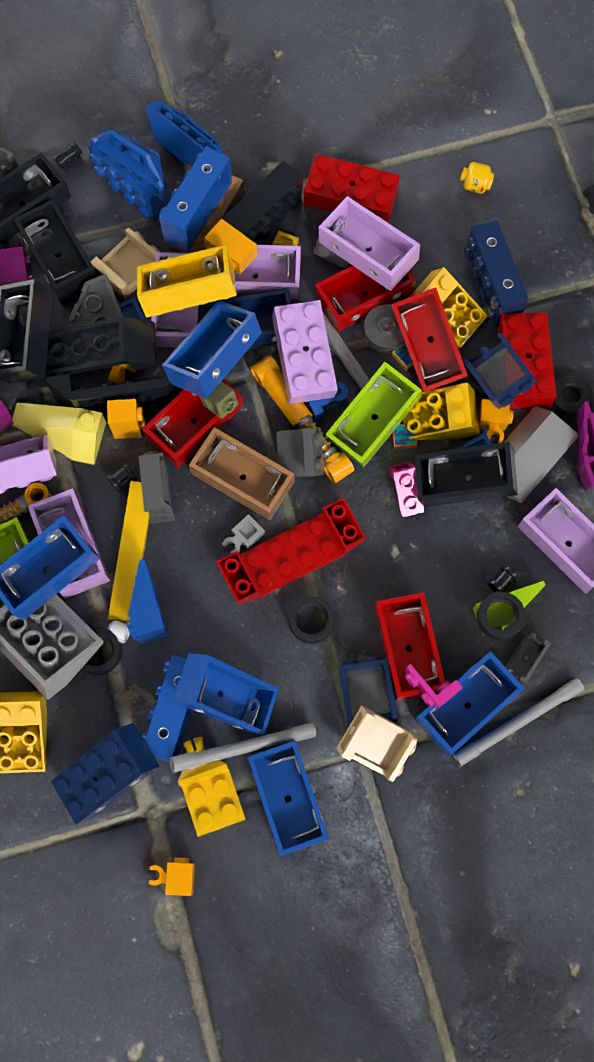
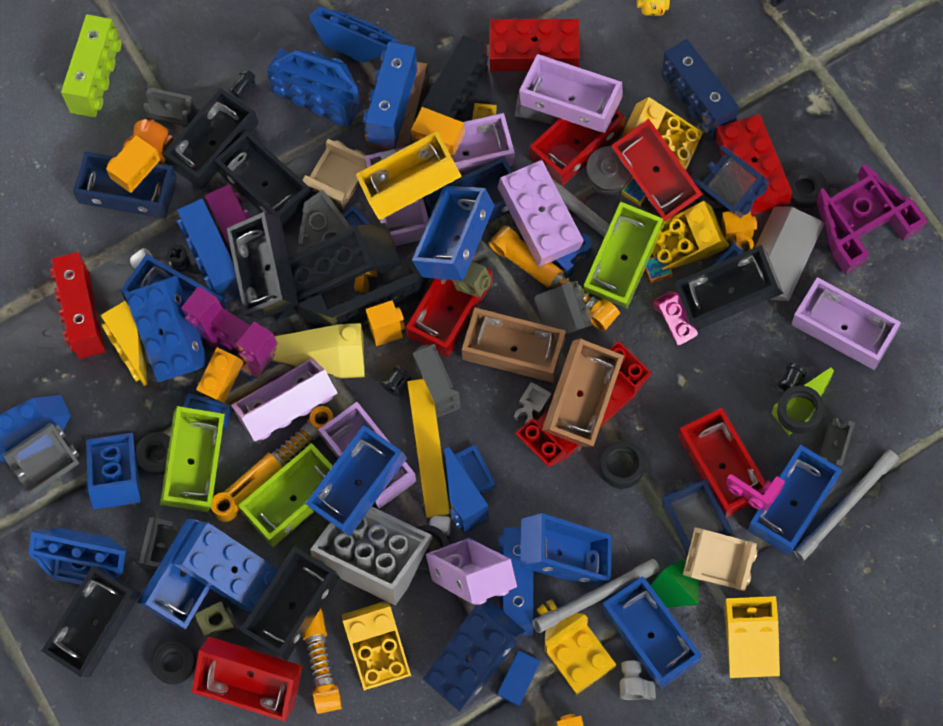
camera: 10 degrees left, 5 degrees down
(126, 691) = (471, 571): none -> lavender piece
(147, 805) = (519, 678): none -> blue tile
(169, 586) = (476, 469): none -> blue tile
(255, 846) = (634, 687): none -> light grey piece
(308, 524) = (594, 374): none -> medium nougat piece
(324, 760) = (675, 588): none -> green slope
(386, 831) = (752, 637): none -> yellow slope

